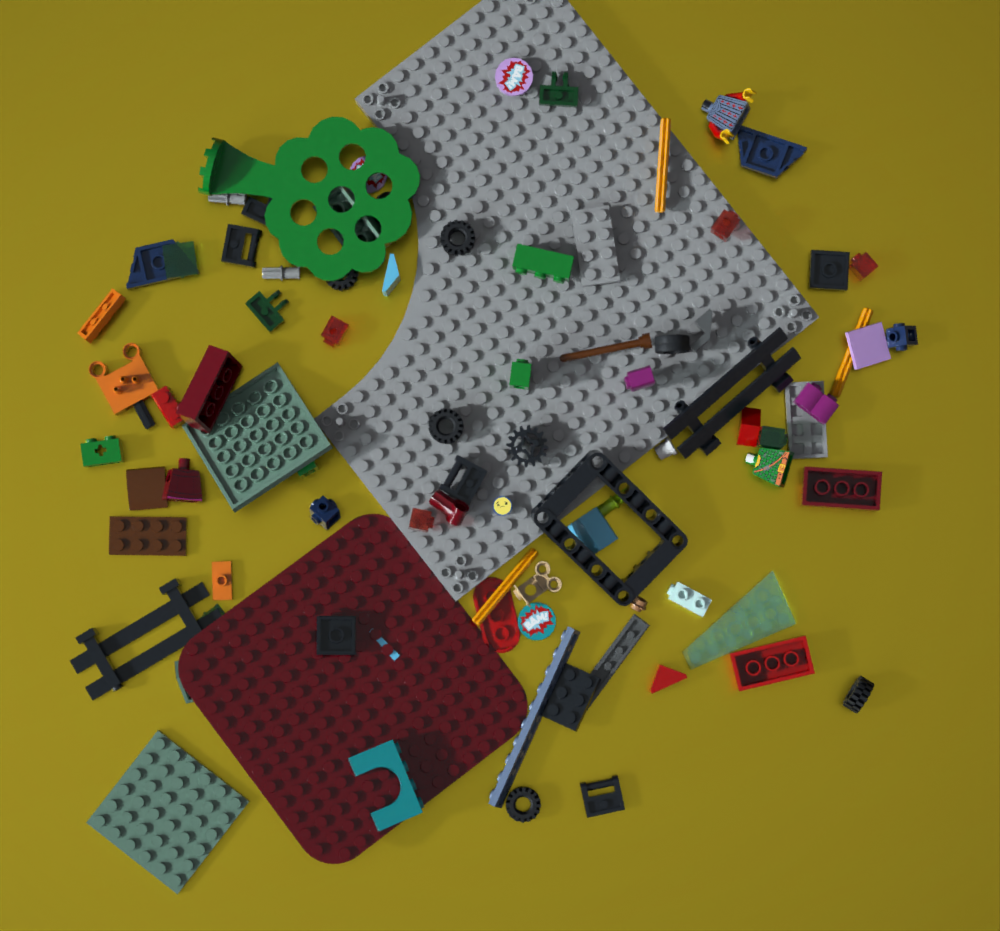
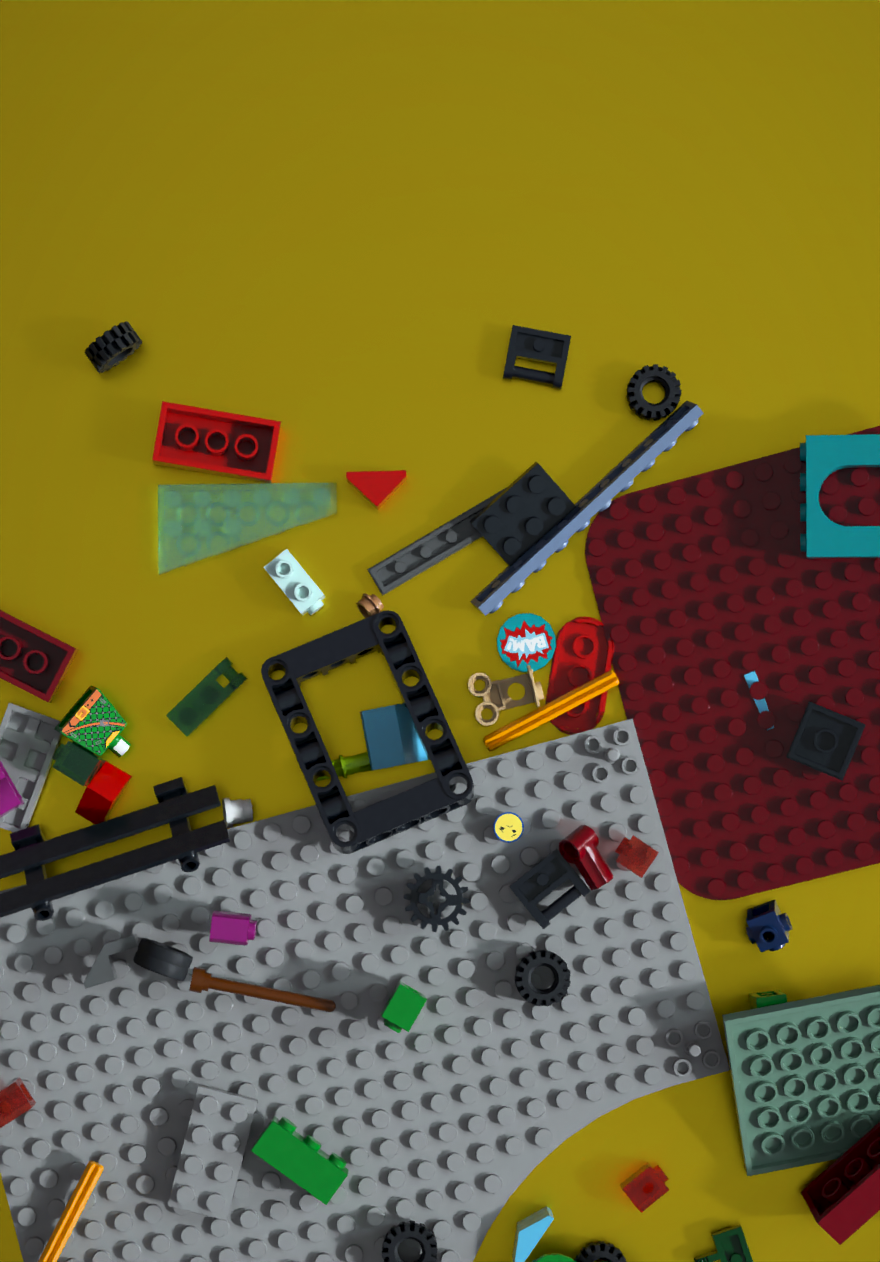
camera: 160 degrees left, 0 degrees up
(712, 508) = (206, 698): none -> clear green plate

